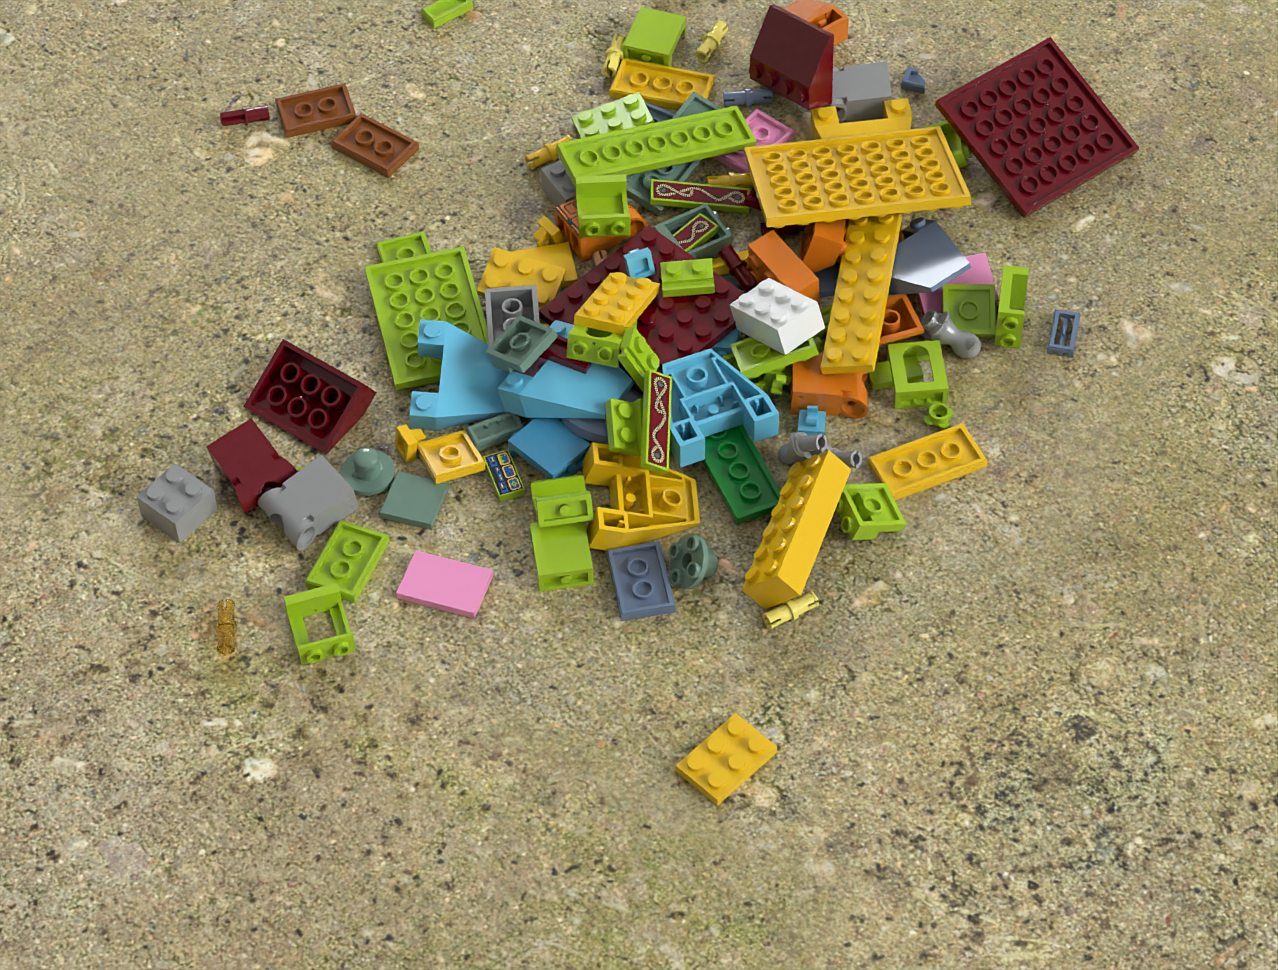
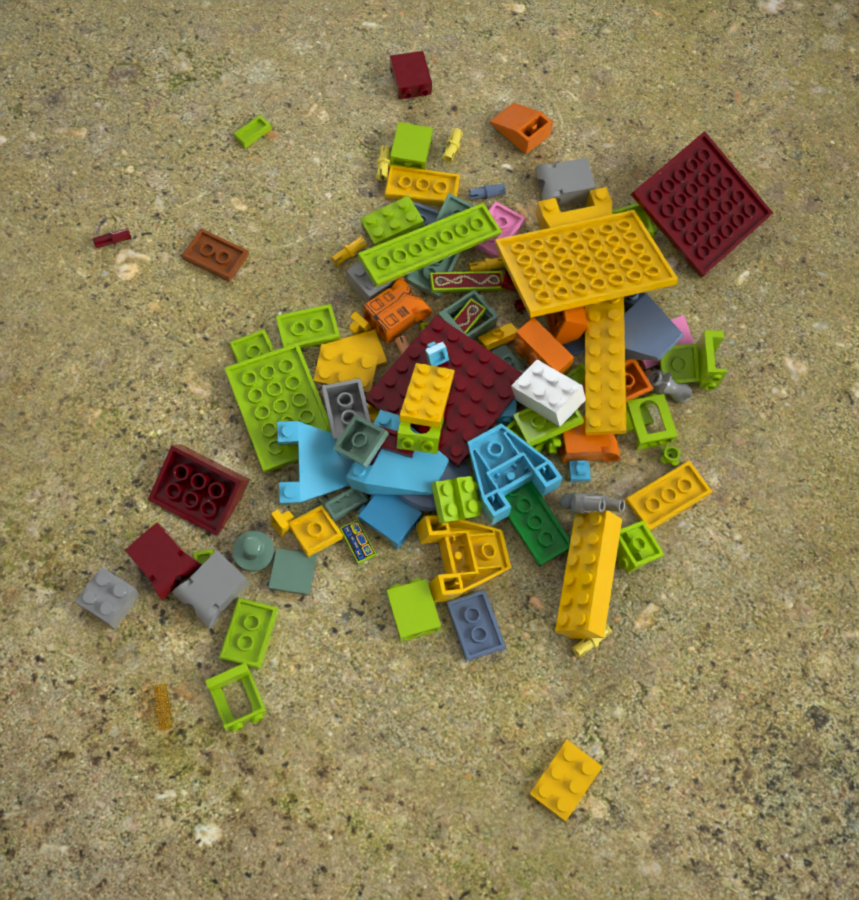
camera: 15 degrees left, 15 degrees up
(315, 110) = (166, 227): dark orange tile -> none
(444, 584) = (327, 646): bright pink tile -> none
(481, 231) = (308, 327): none -> lime plate
(561, 501) = (408, 568): lime panel -> none
(602, 205) = (399, 303): lime panel -> none
(637, 355) = (452, 443): lime plate -> none
(656, 422) = (473, 497): tile -> none
(687, 277) = (474, 362): lime plate -> none
(691, 561) = (512, 610): sand green plate -> none
(737, 268) = (507, 345): dark red axle -> none
(794, 59) = (522, 162): dark red slope -> none
(913, 81) = (603, 168): sand blue tile -> none
(1061, 348) = (746, 388): sand blue tile -> none

